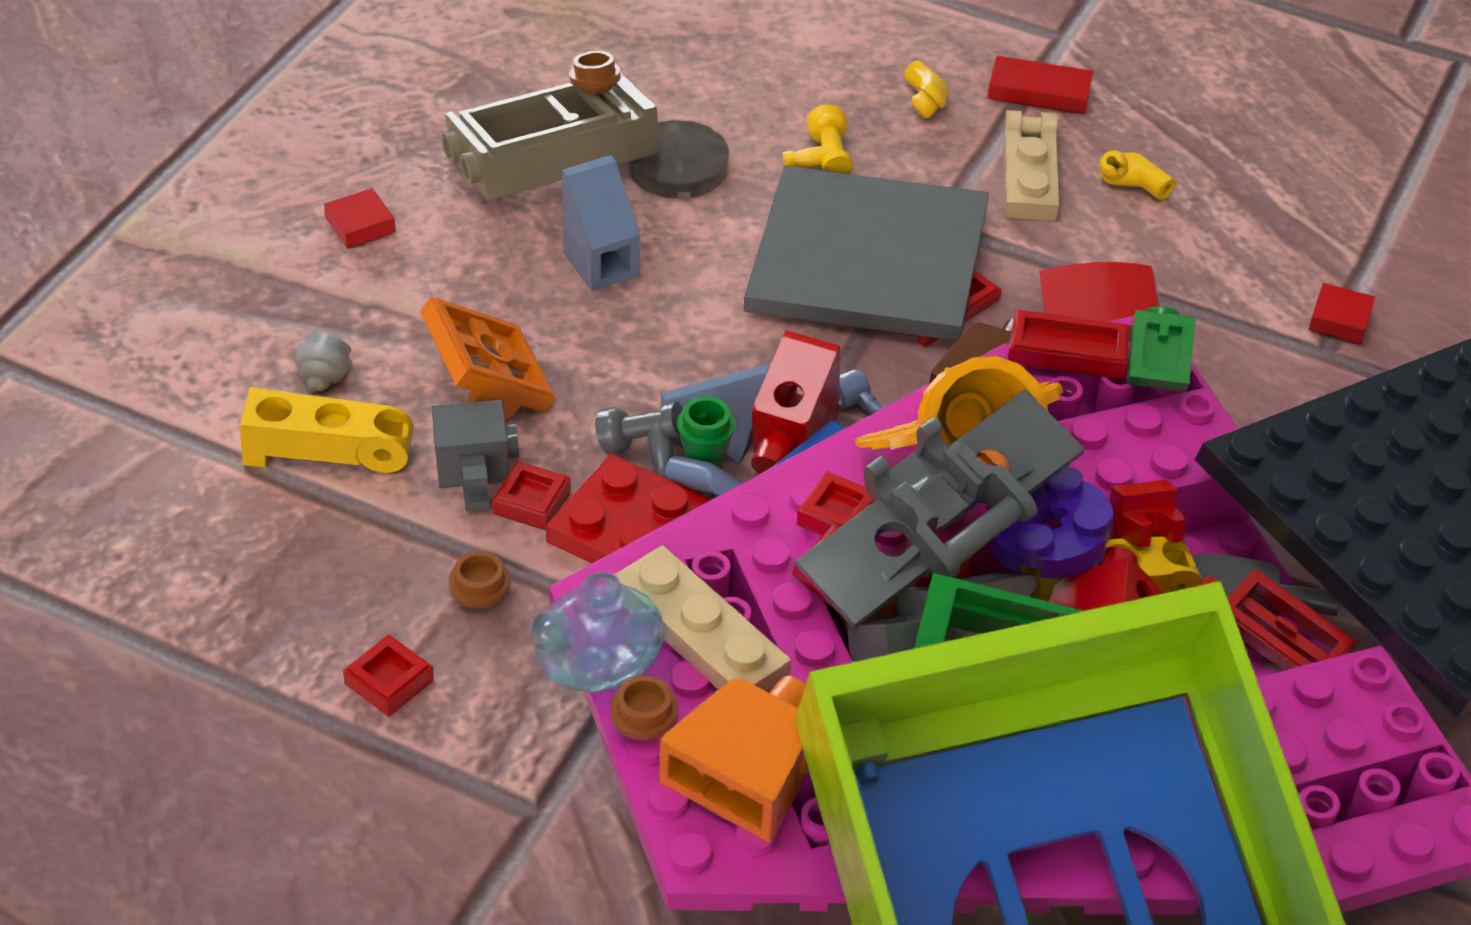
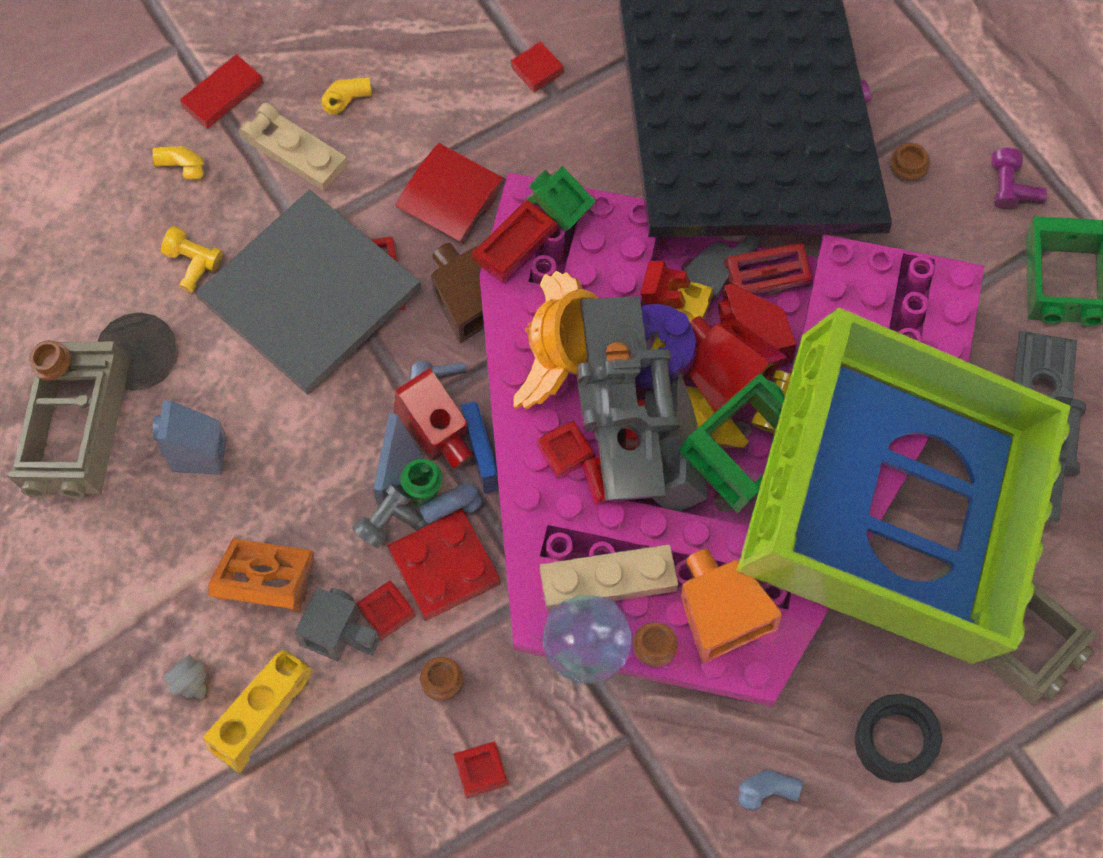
camera: 55 degrees left, 20 degrees up
(359, 217) = (53, 584): red tile -> none

